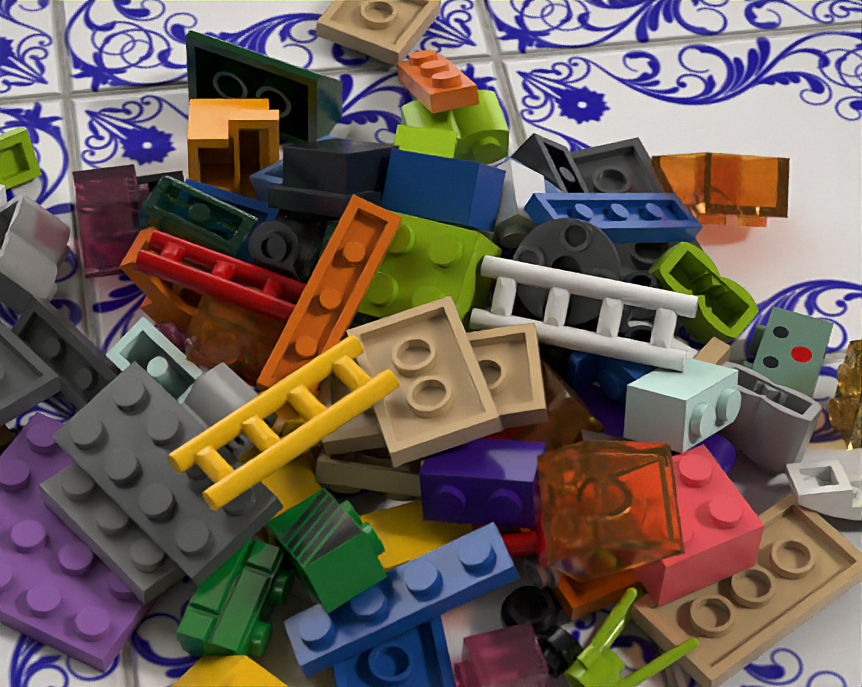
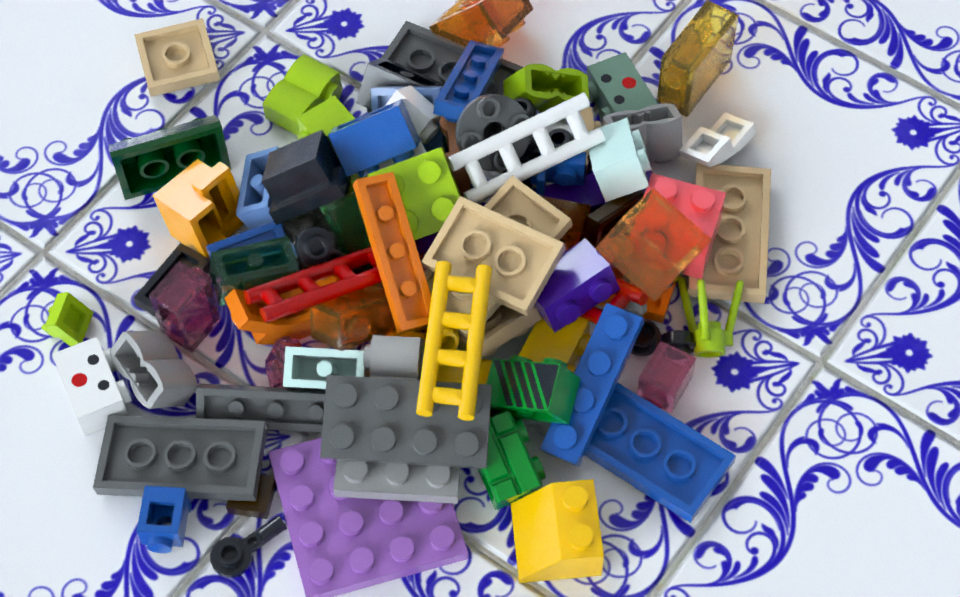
camera: 40 degrees left, 10 degrees up
(436, 82) = (267, 73): orange plate -> none

